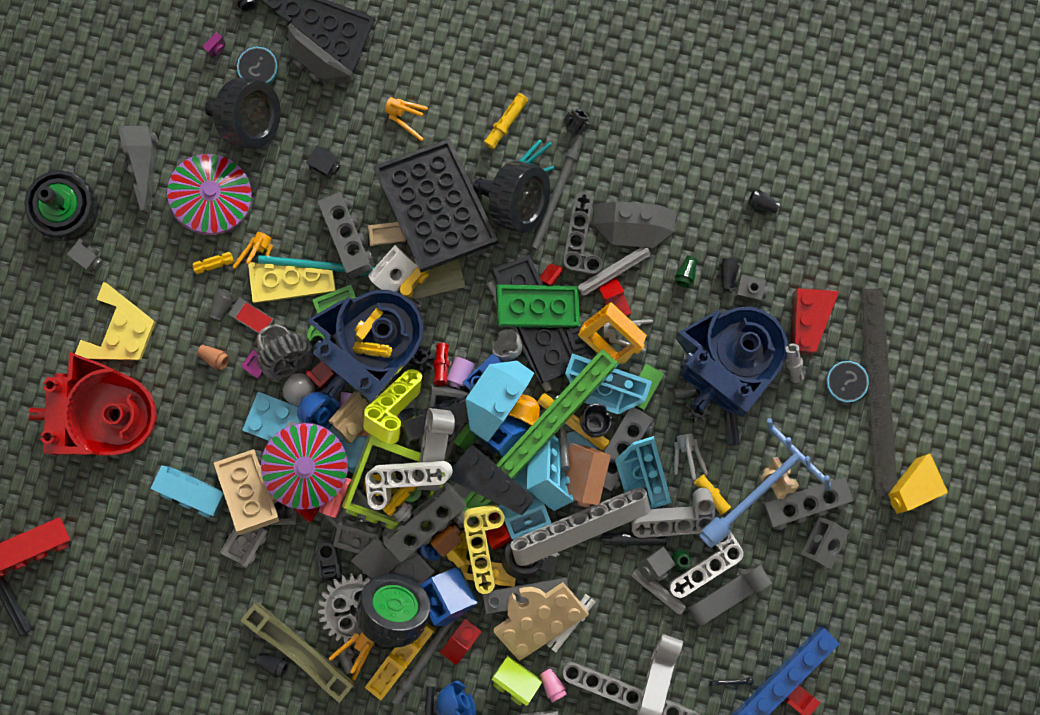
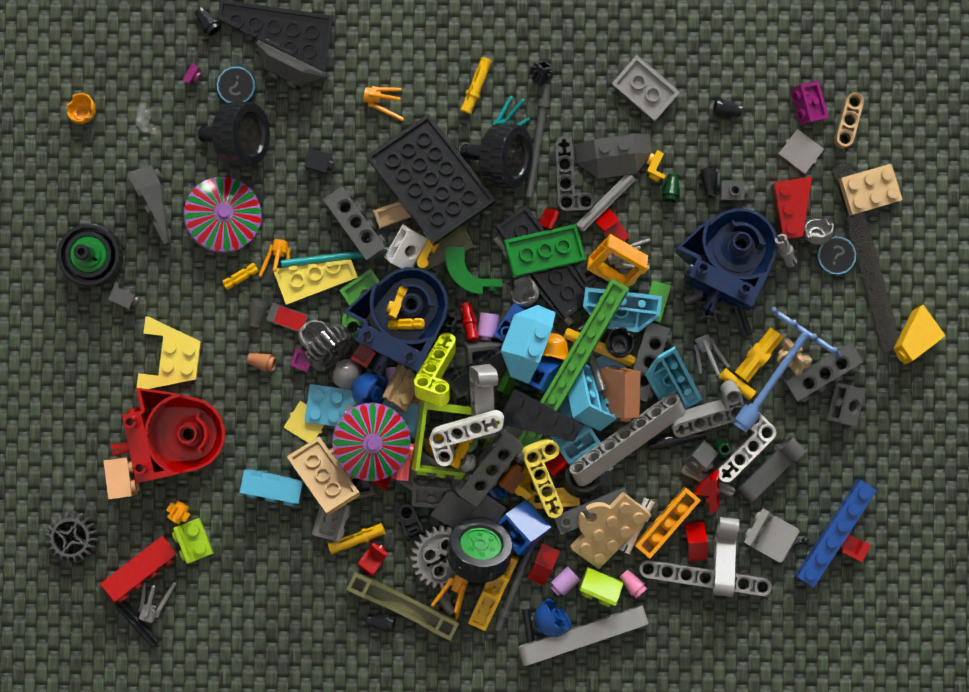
camera: 15 degrees left, 5 degrees up
(25, 595) = (147, 610): none -> light grey plant
(28, 447) = (120, 478): none -> light nougat brick
(84, 496) = (178, 512): none -> light orange gear
(90, 530) = (192, 541): none -> lime bracket
(91, 54) = (81, 108): none -> light orange hair
(154, 75) = (143, 116): none -> clear bracket
(240, 439) = (298, 426): none -> light yellow piece
(264, 568) = (362, 536): none -> yellow pin
(278, 594) = (372, 559): none -> red bracket
(441, 304) = (456, 266): none -> green arch
(479, 666) = (565, 582): none -> lavender brick
(604, 627) = (667, 522): none -> light orange brick
(631, 654) = (696, 541): none -> red slope
(659, 600) = (711, 489): none -> red slope
(673, 241) = (653, 162): none -> yellow bracket
(682, 162) = (645, 88): none -> light grey plate
(714, 667) = (771, 536): none -> light grey bracket
(742, 468) = (759, 354): none -> yellow piece
(831, 264) = (801, 151): none -> light grey piece
(833, 351) = (818, 231): none -> light grey hair
(851, 215) = (809, 103): none -> magenta bracket
(896, 235) = (854, 113): none -> tan beam
(897, 319) = (870, 189): none -> tan plate

